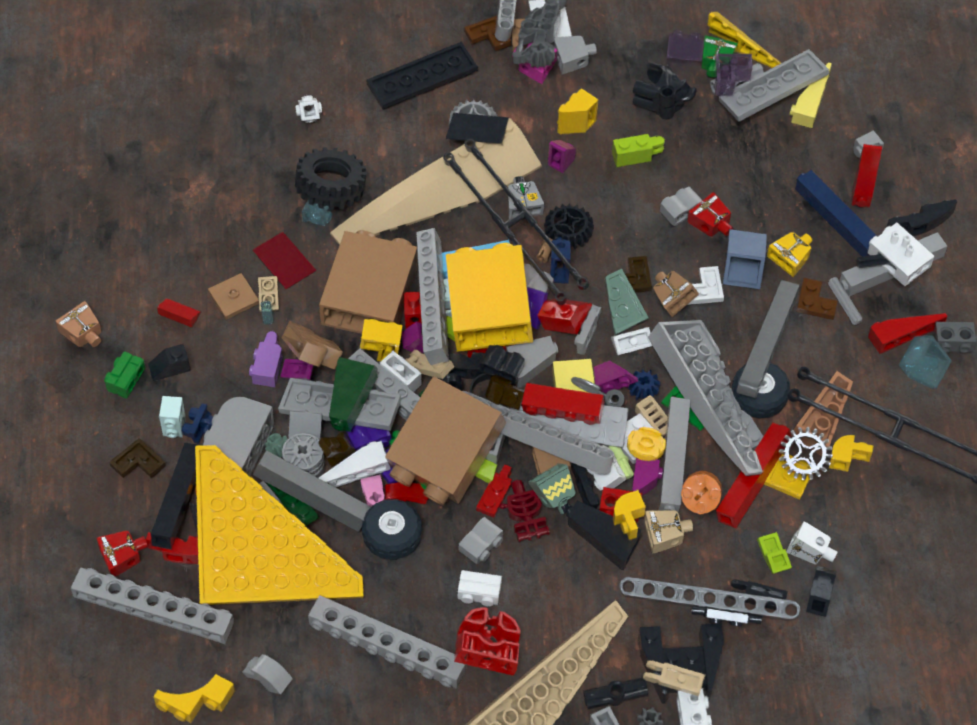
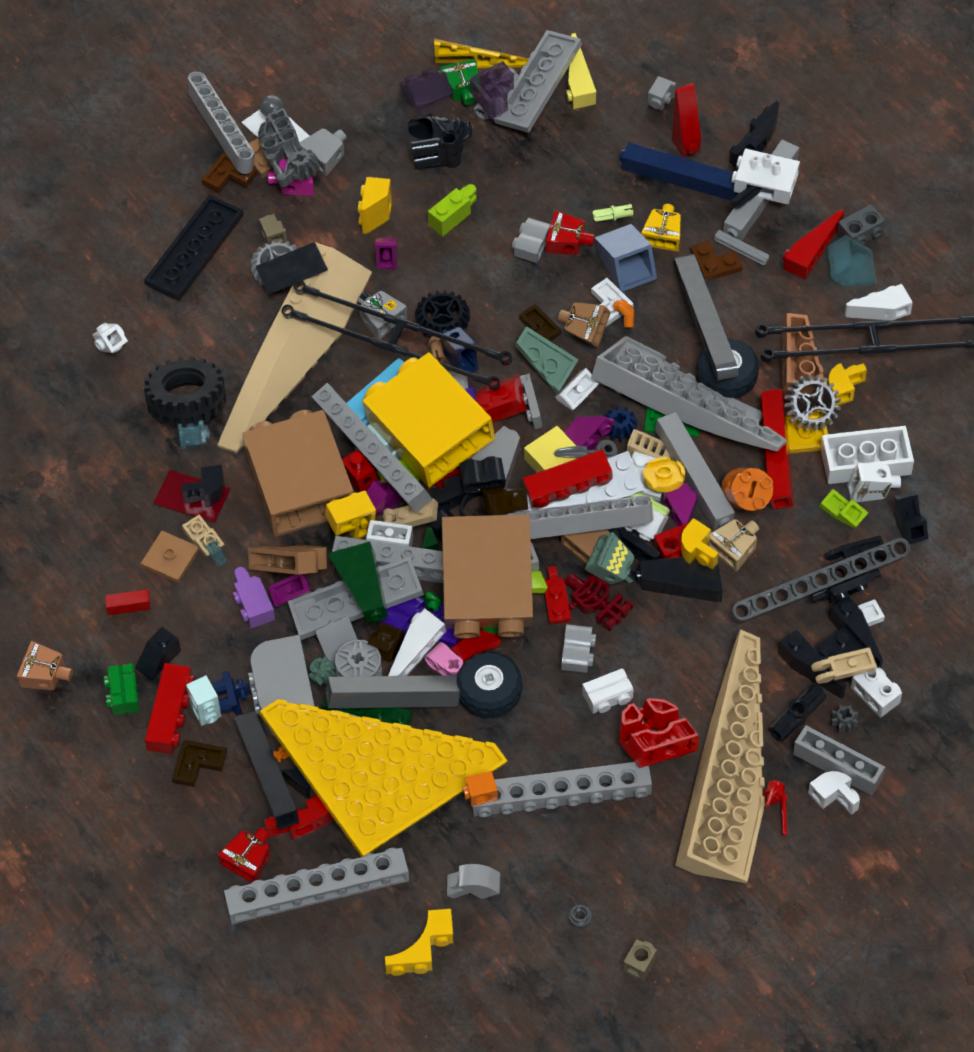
camera: 30 degrees left, 0 degrees up
(144, 409) = (169, 709): none -> red brick
(299, 261) = (210, 489): none -> black brick
(320, 604) = (480, 788): none -> orange brick
(488, 92) = (272, 229): none -> dark tan brick
(713, 299) = (626, 310): none -> orange arm
(733, 649) = (872, 612): none -> white plate
(760, 219) = (612, 213): none -> yellowish green axle
(831, 517) = (874, 446): none -> white brick
(927, 409) = (883, 305): none -> white slope

